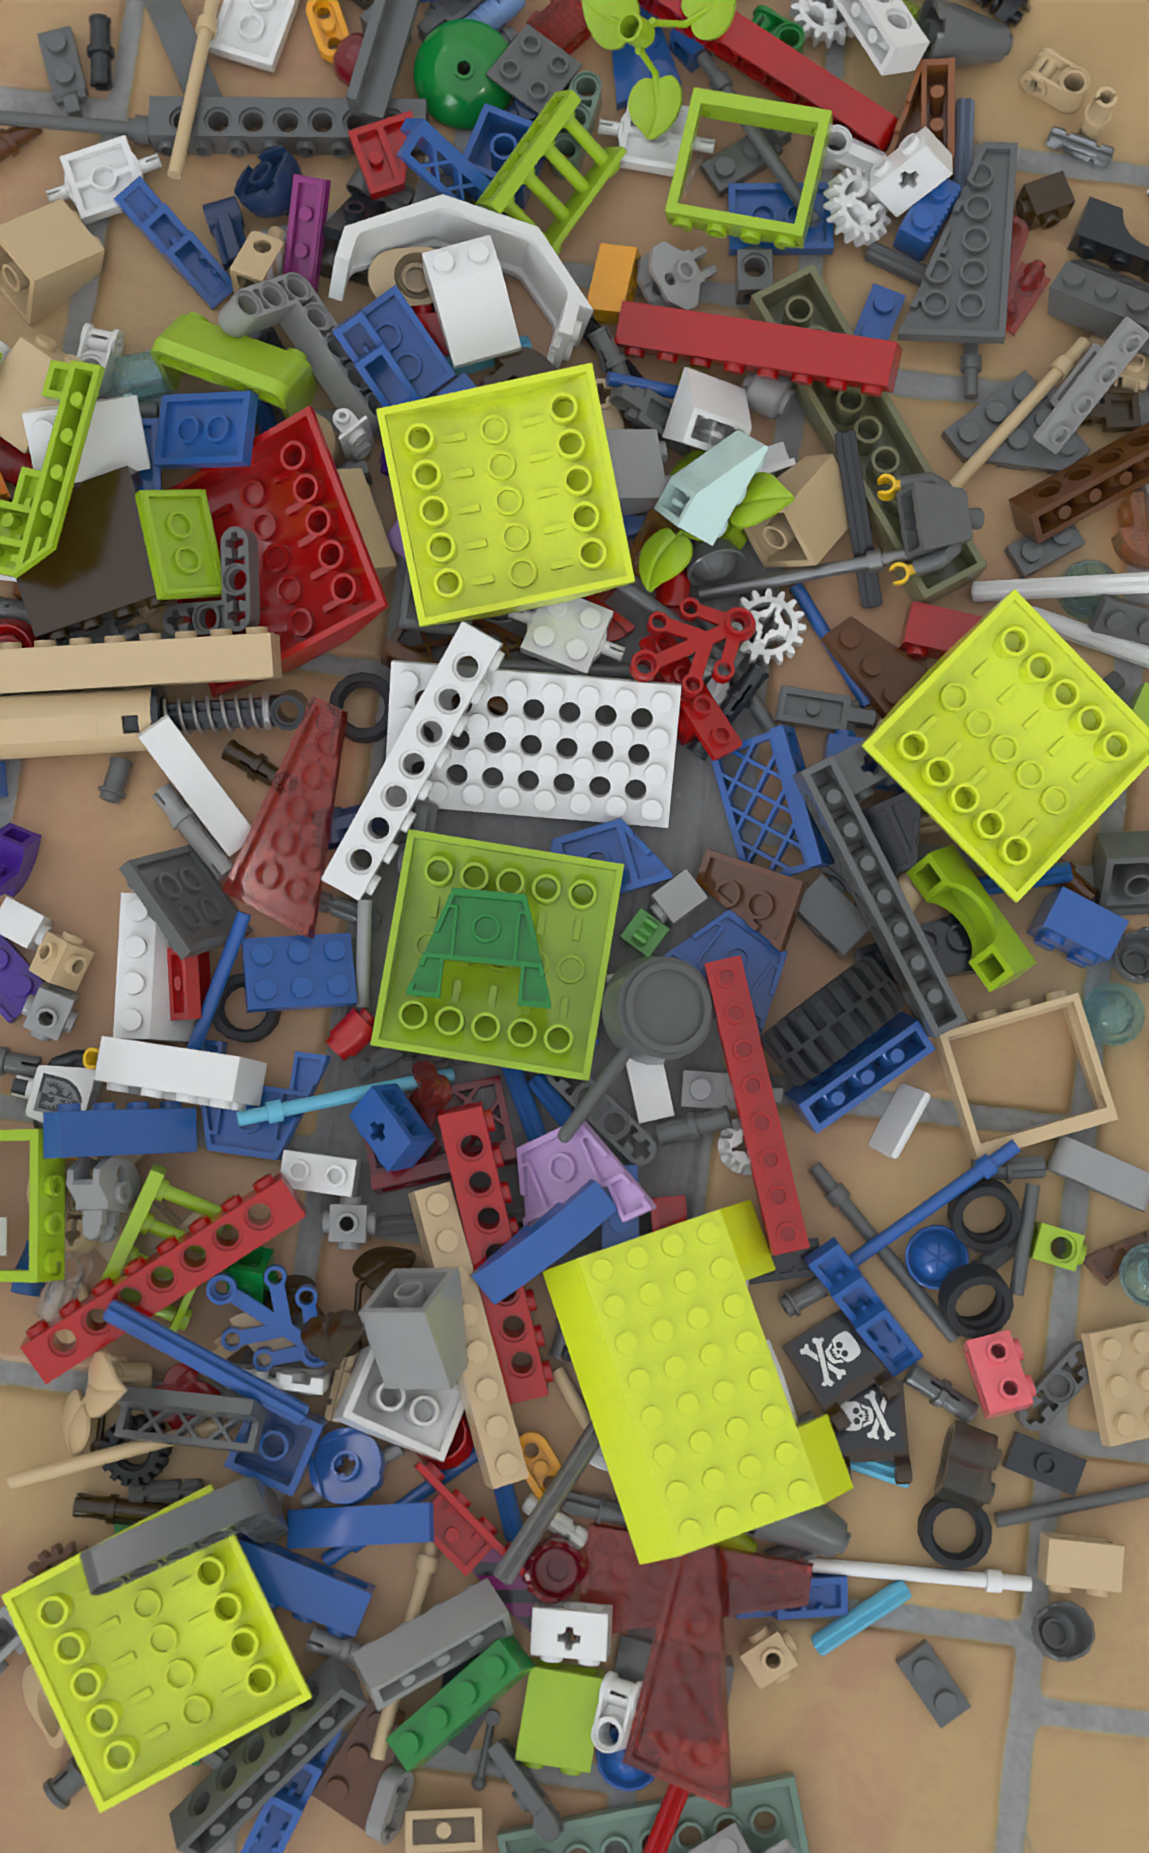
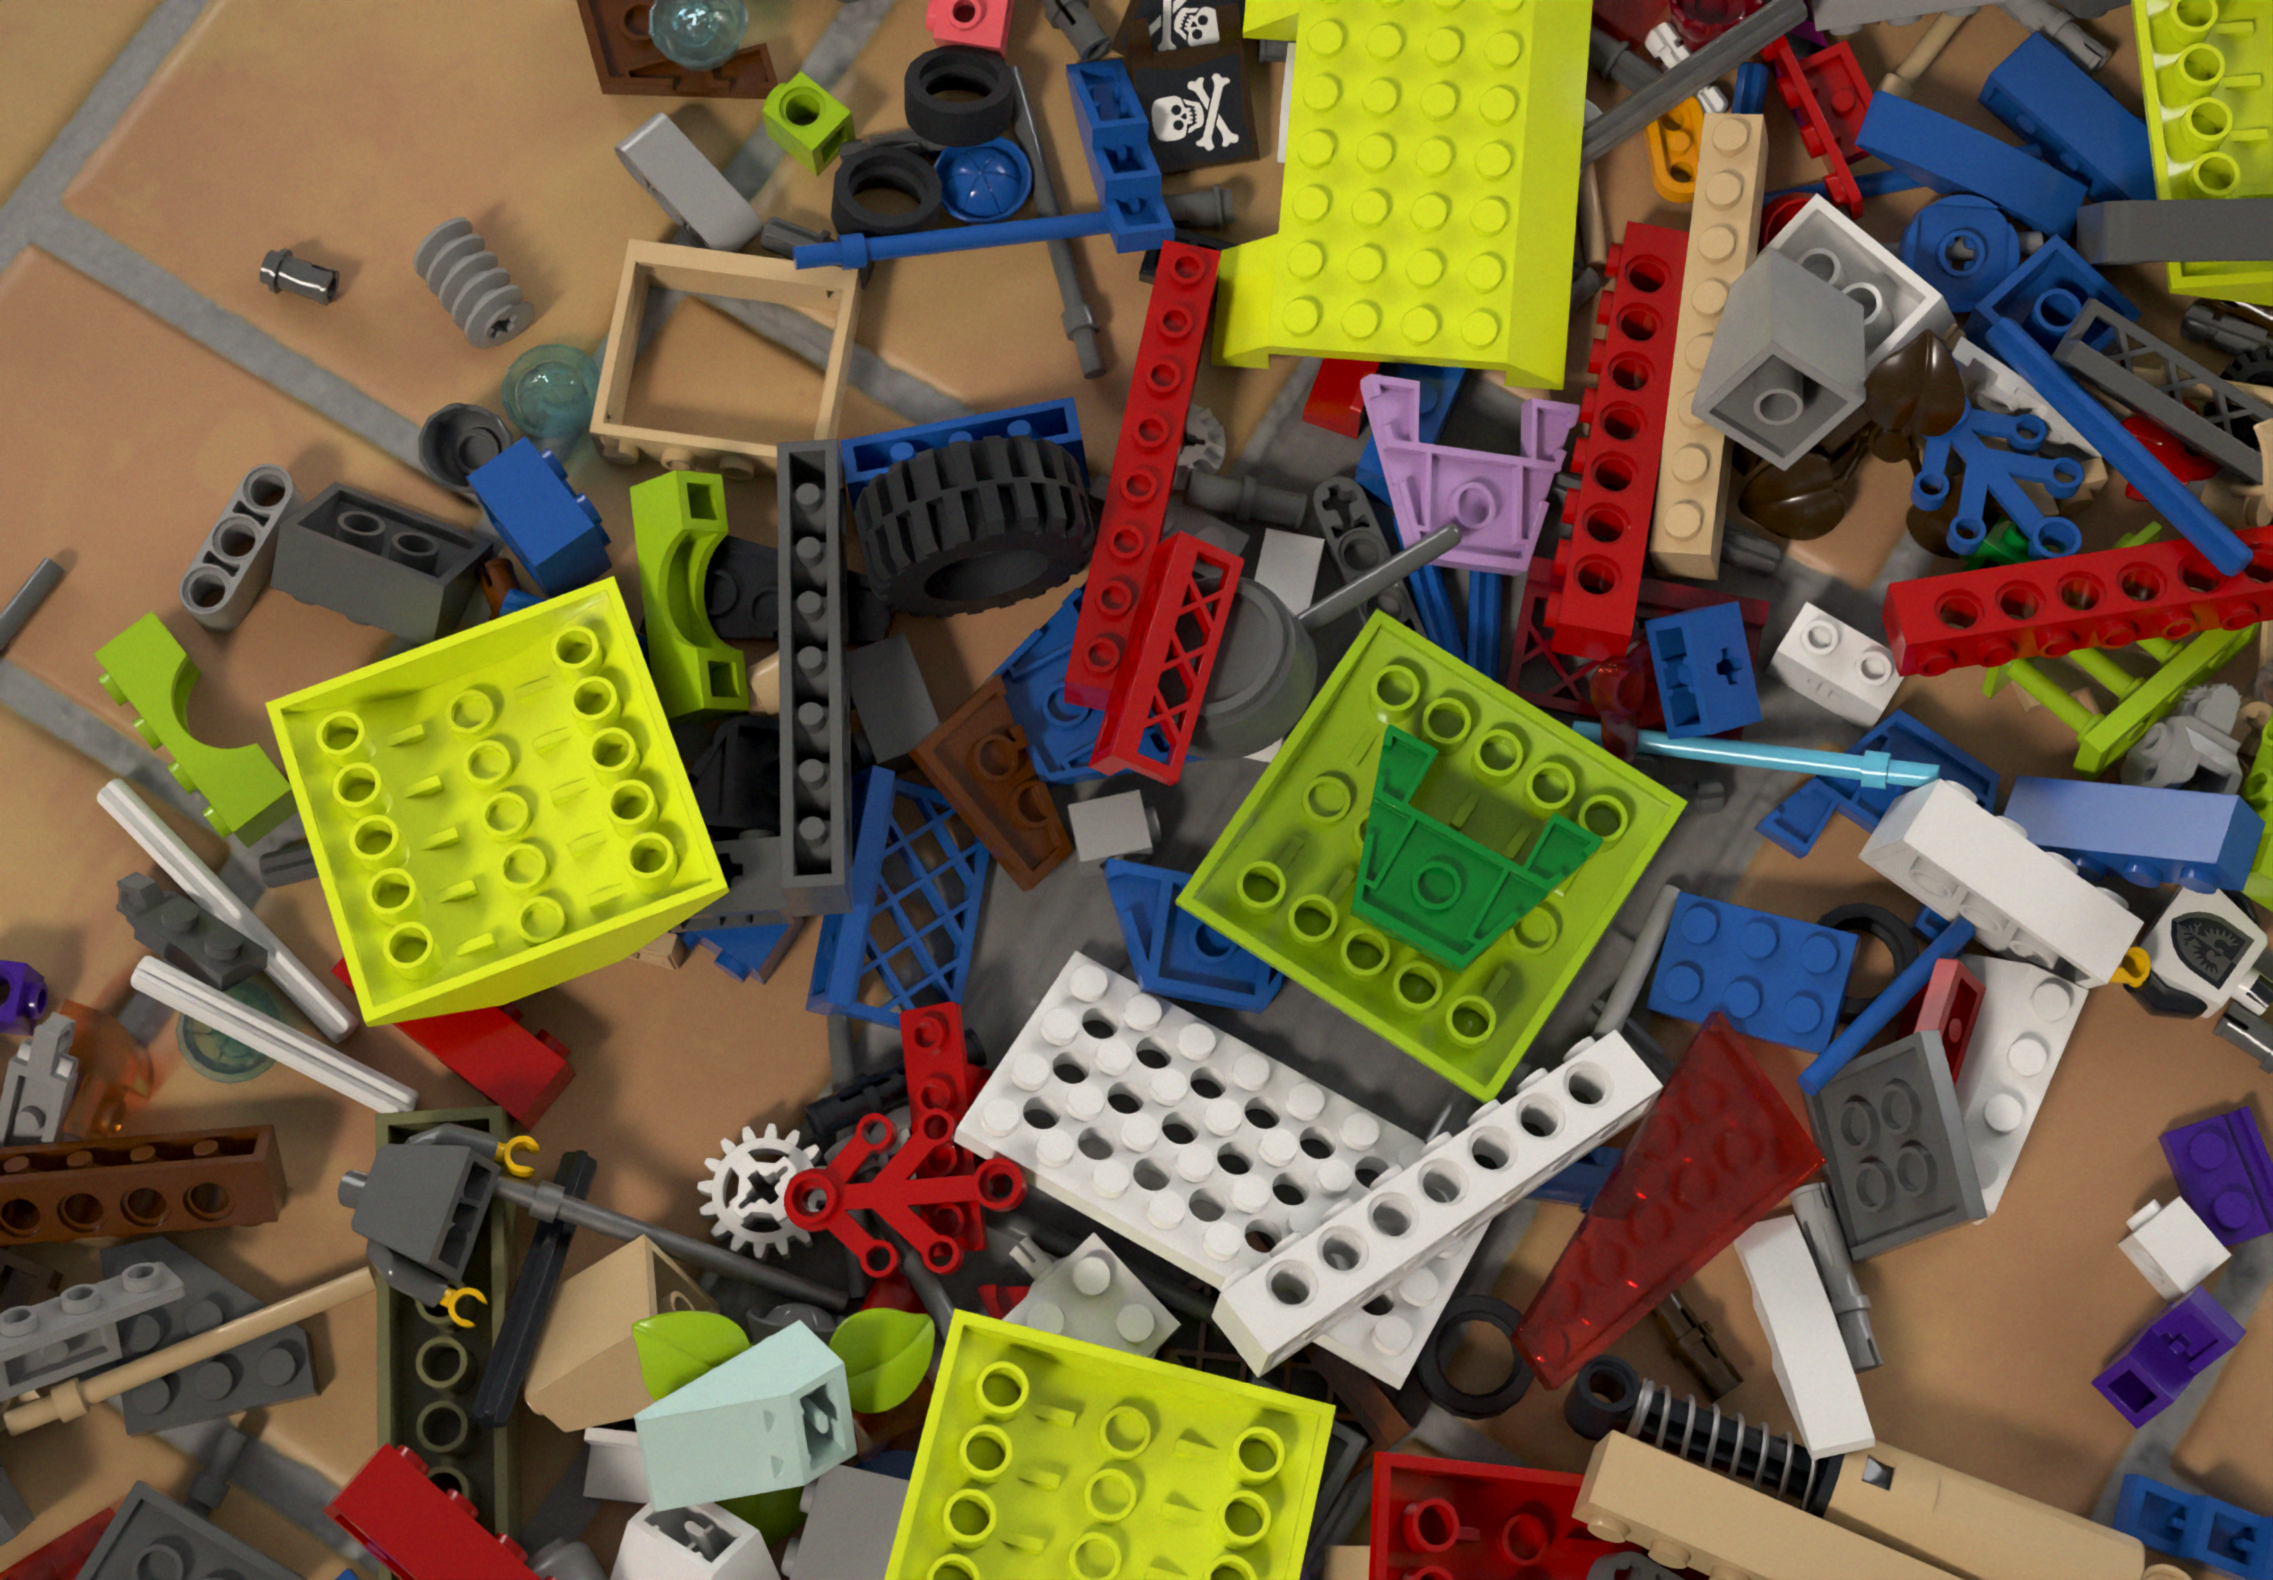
camera: 155 degrees left, 10 degrees down
(56, 1001) = (2173, 1085): light grey brick -> none
(62, 959) = (2128, 1157): tan brick -> none
(115, 780) = (1935, 1420): dark grey pin -> none
(351, 1033) = (1705, 852): red brick -> none
(364, 1222) = (1822, 574): light grey brick -> none
(544, 1242) = (1536, 402): blue slope -> none
(644, 933) = (1187, 811): bright green tile -> none
(701, 983) = (1145, 655): none -> red fence
(821, 629) = (676, 1119): blue bar -> none
(821, 710) = (748, 1024): dark grey hinge -> none
(873, 664) = (625, 1049): reddish brown wing -> none
(899, 1121) = (940, 378): white slope -> none
(1024, 1239) = (846, 145): dark grey bar -> none
(1031, 557) = (295, 1118): dark grey plate -> none

